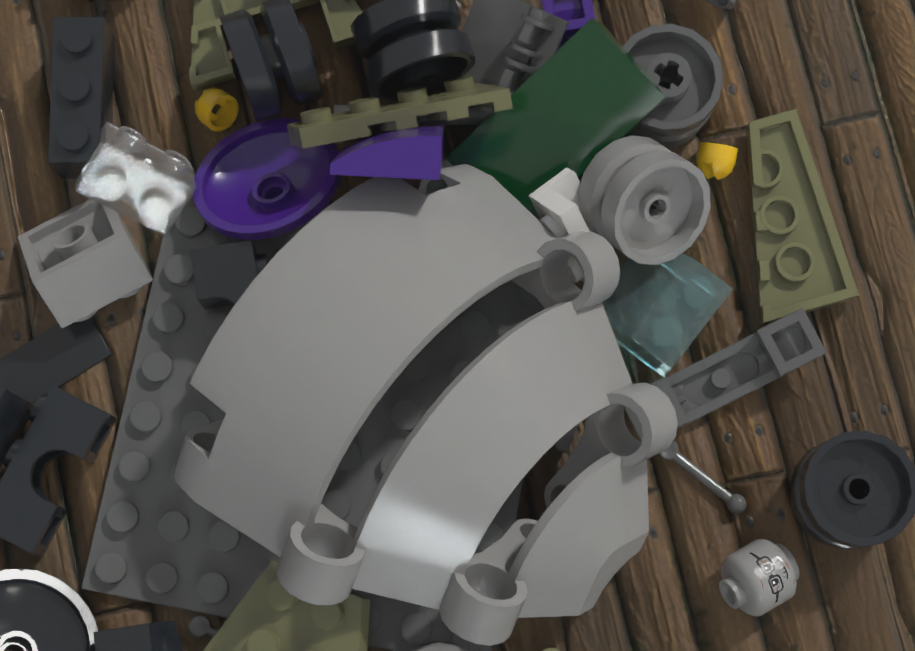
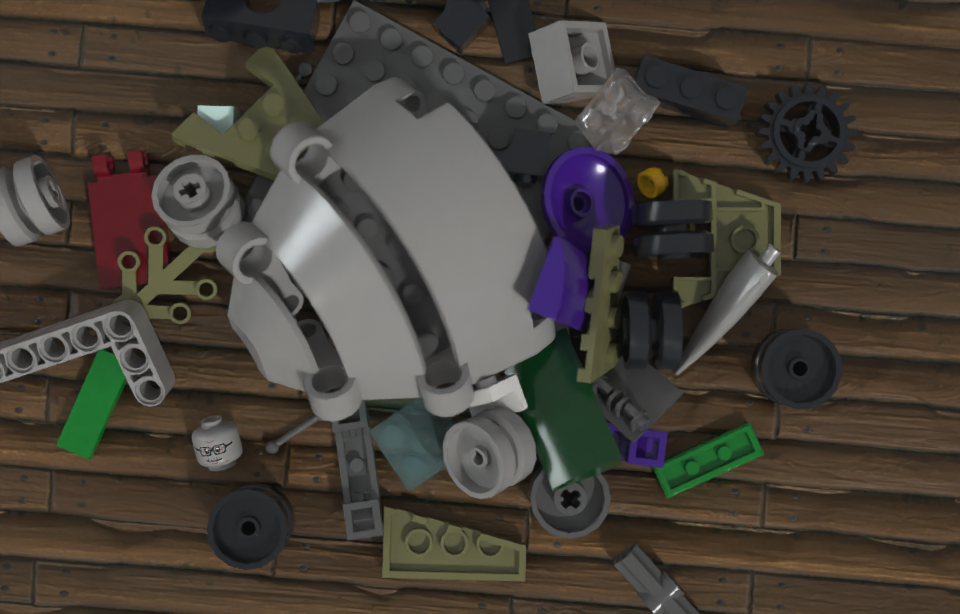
camera: 115 degrees right, 10 degrees up
(716, 159) = (508, 514): yellow hinge -> none

